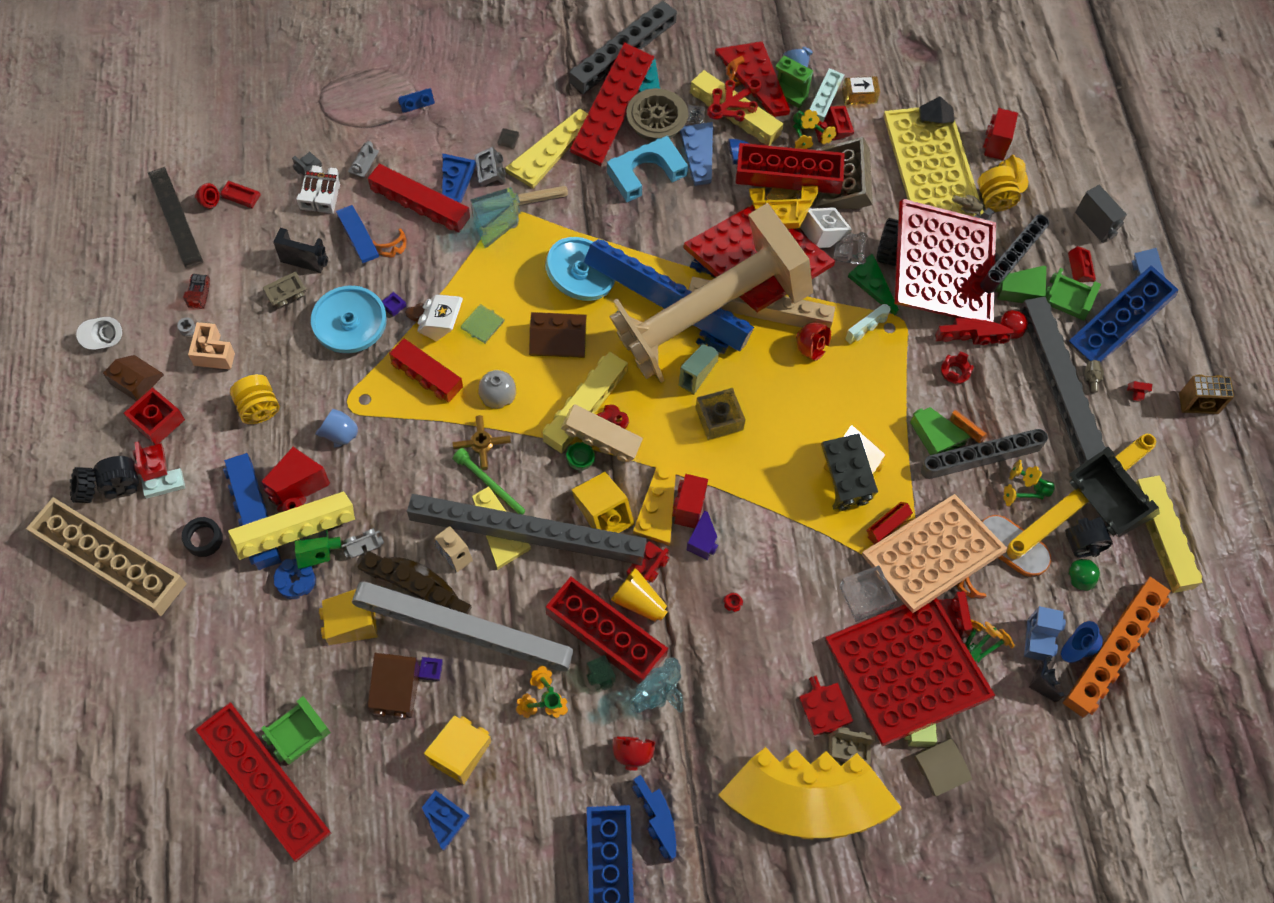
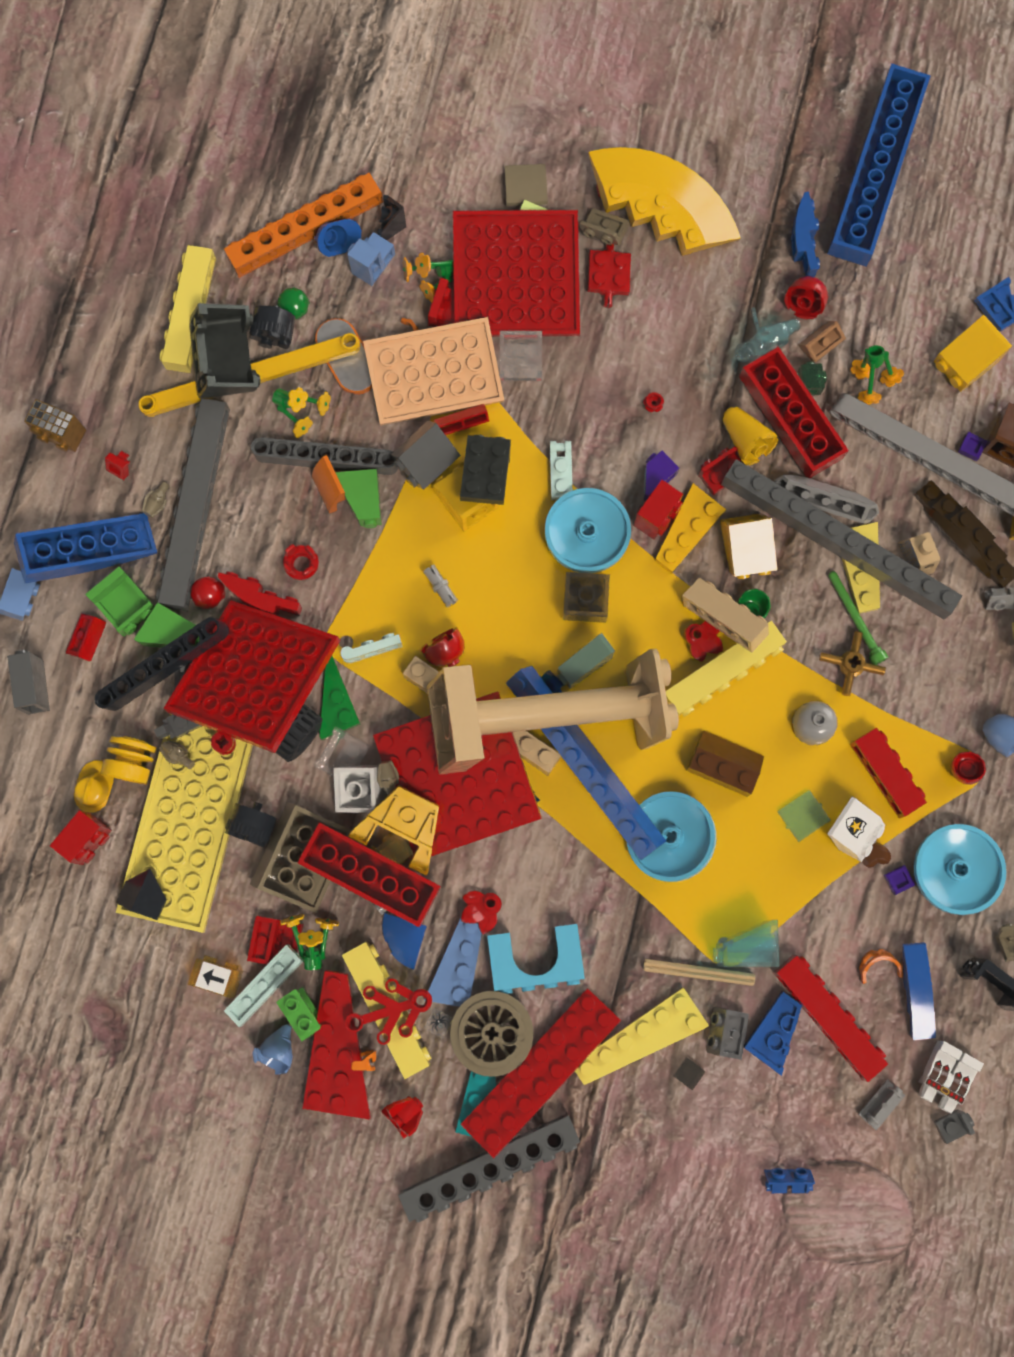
camera: 155 degrees left, 15 degrees up
(361, 393) = (968, 768): none -> red hair
(549, 568) = (830, 498): none -> light grey brick
(603, 719) = (822, 341): none -> medium nougat slope
(693, 54) = (404, 1115): none -> red brick
(701, 182) = (479, 912): none -> red plate
(742, 466) = (587, 530): none -> medium azure dish
(786, 514) = (560, 469): none -> light aqua plate
(809, 233) = (387, 776): none -> dark tan piece
(839, 388) = (440, 585): none -> light grey pin
(890, 178) = (250, 824): none -> black piece
(904, 476) = (425, 455): none -> dark grey brick

